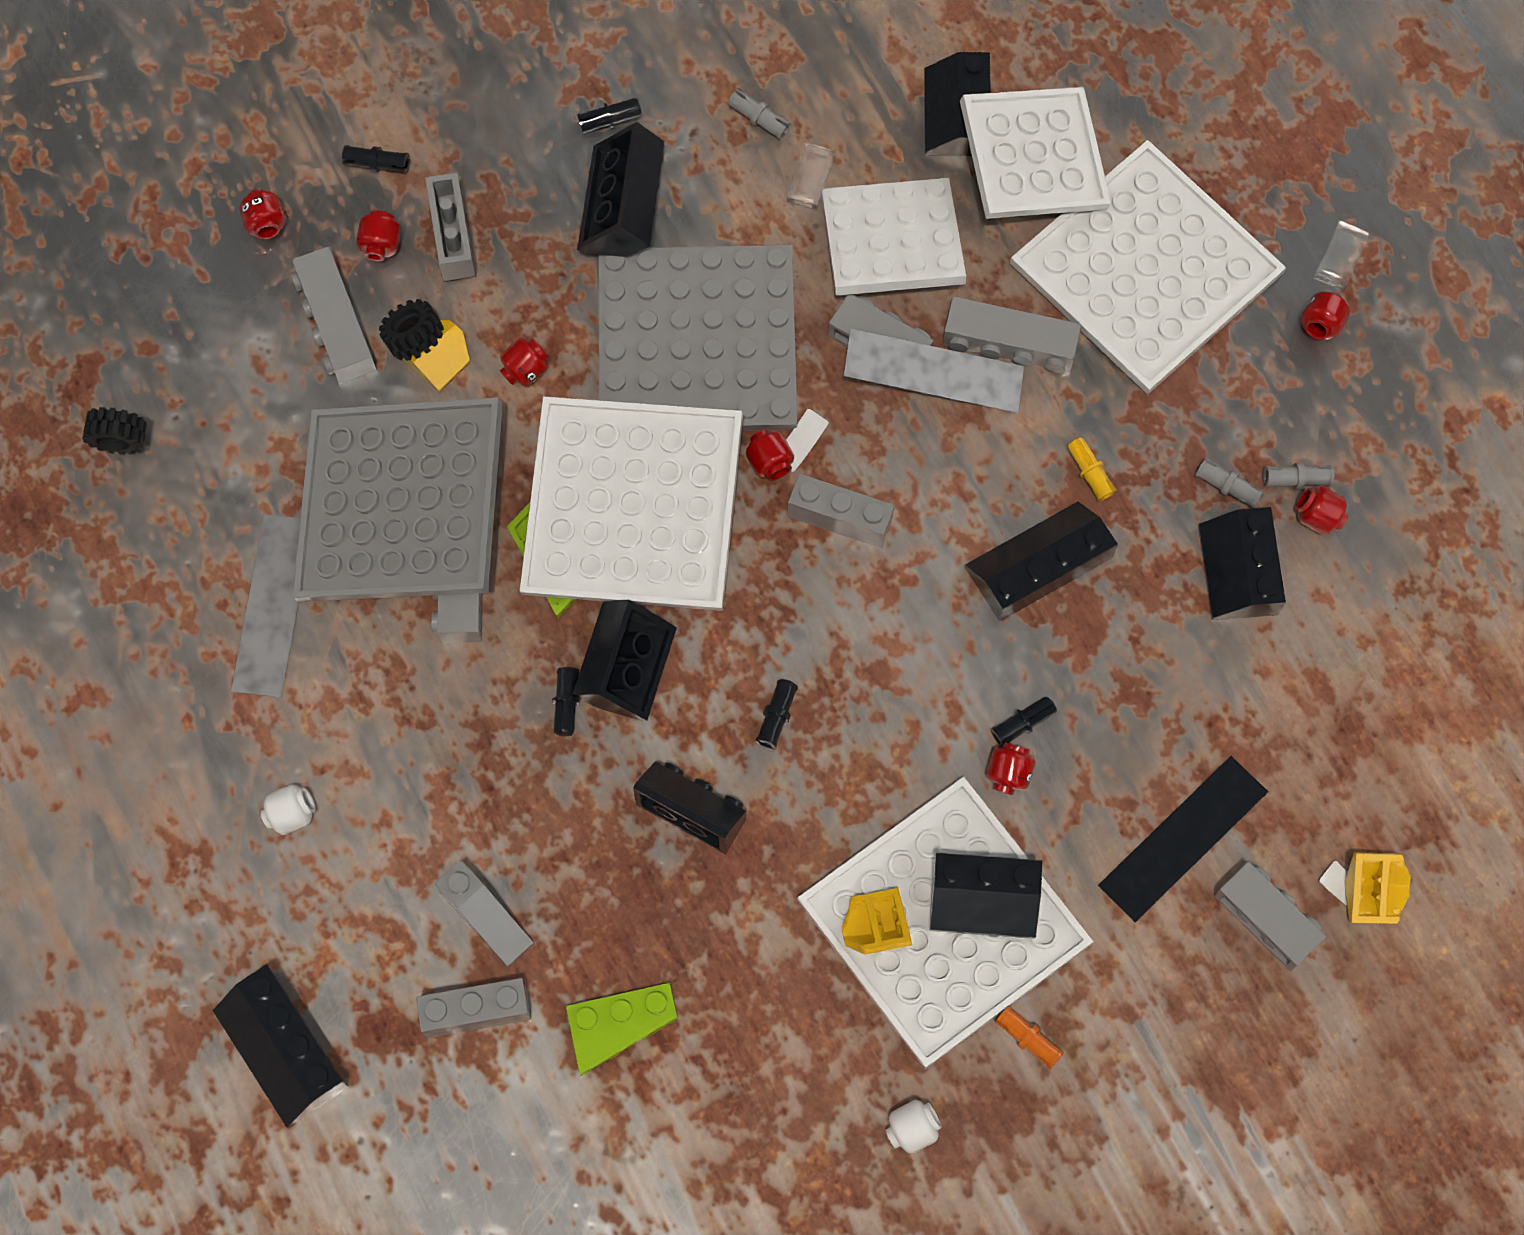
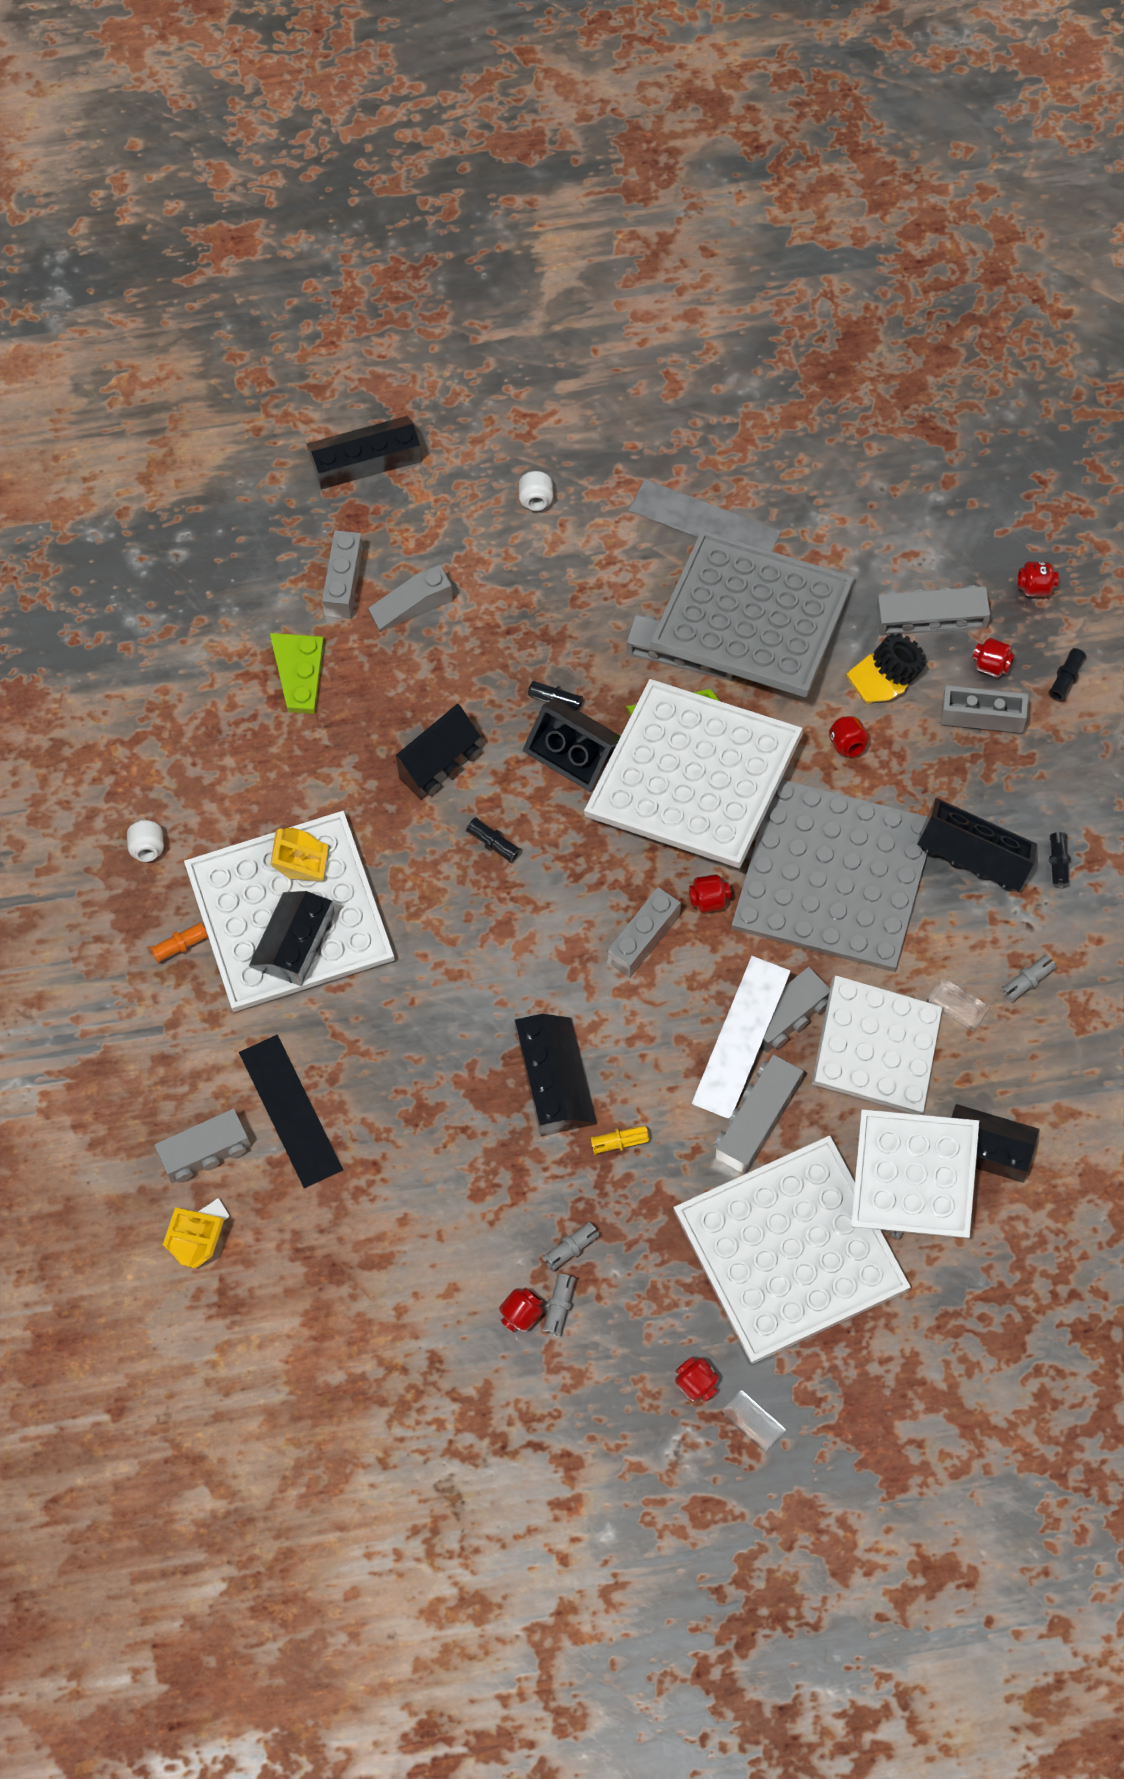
camera: 110 degrees right, 5 degrees down
(114, 431) = (874, 436): black tyre -> none
(805, 436) = (719, 928): white sticker -> none
(1010, 768) = (388, 993): red head -> none
(1024, 721) = (424, 1018): black axle -> none
(1242, 564) = (495, 1230): black slope -> none

